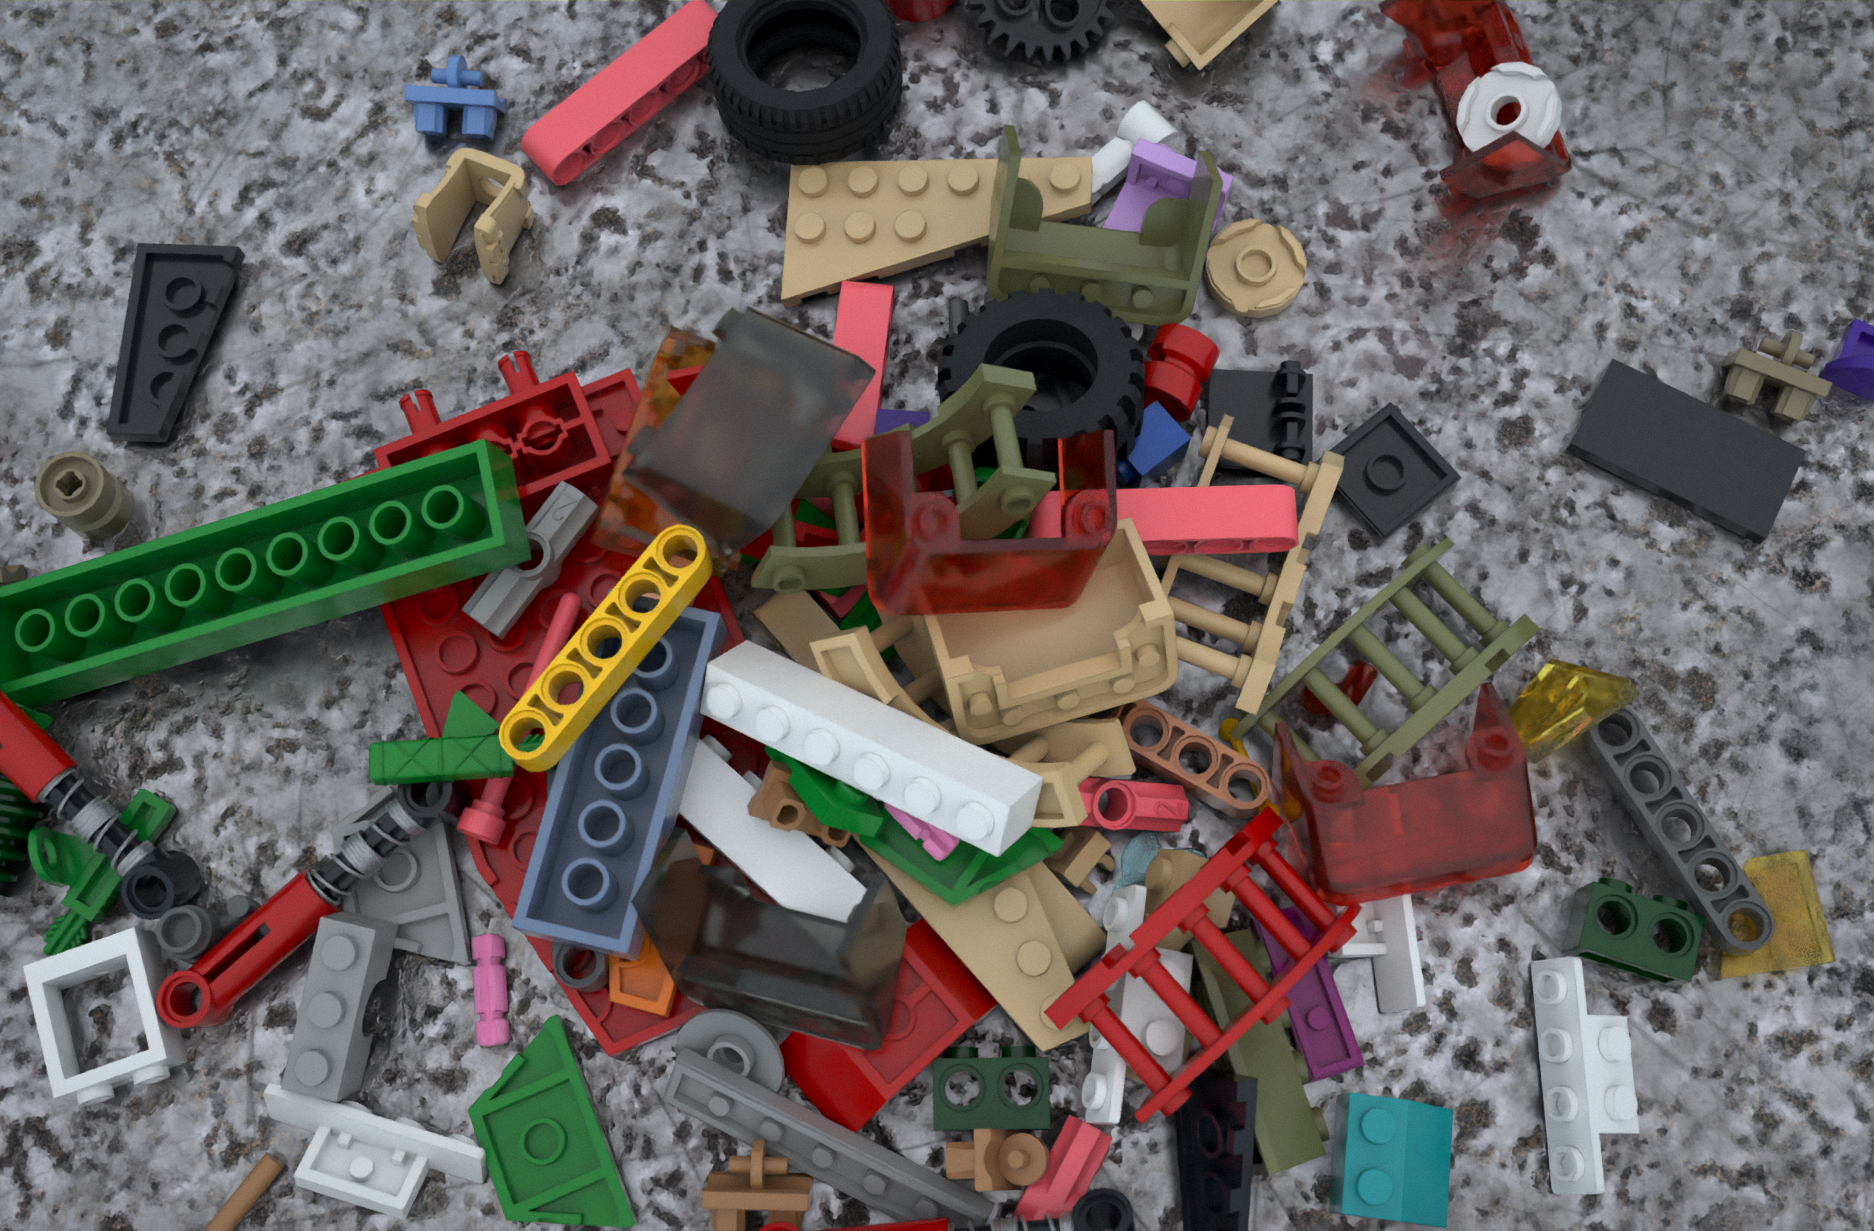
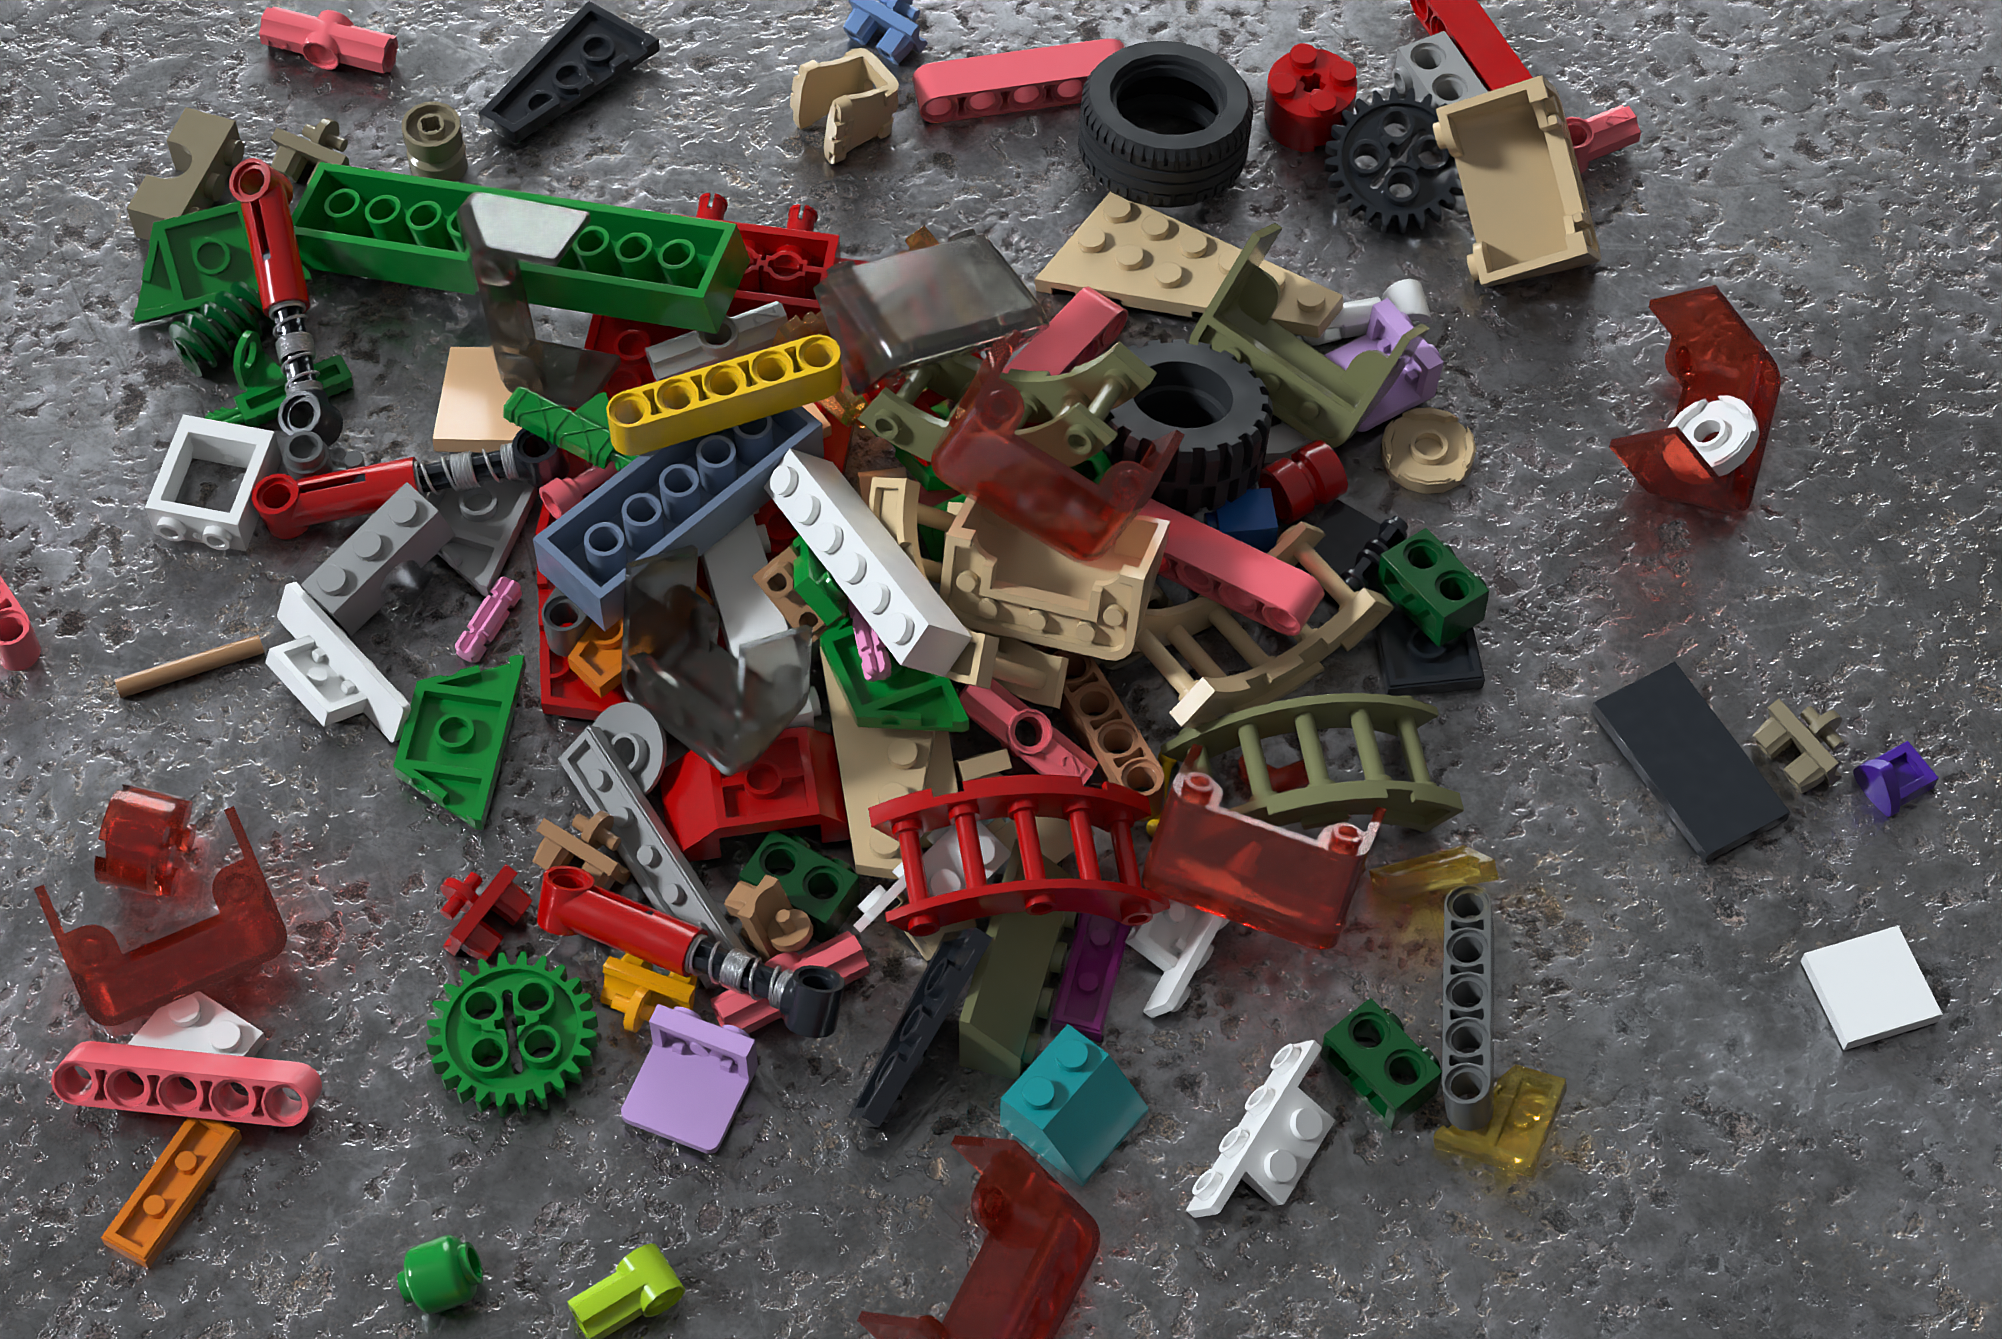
camera: 30 degrees right, 15 degrees down
(266, 617) = (495, 237): none -> clear smoke windscreen
(321, 749) = (472, 404): none -> light nougat tile
(1363, 427) = (1433, 587): none -> dark green brick

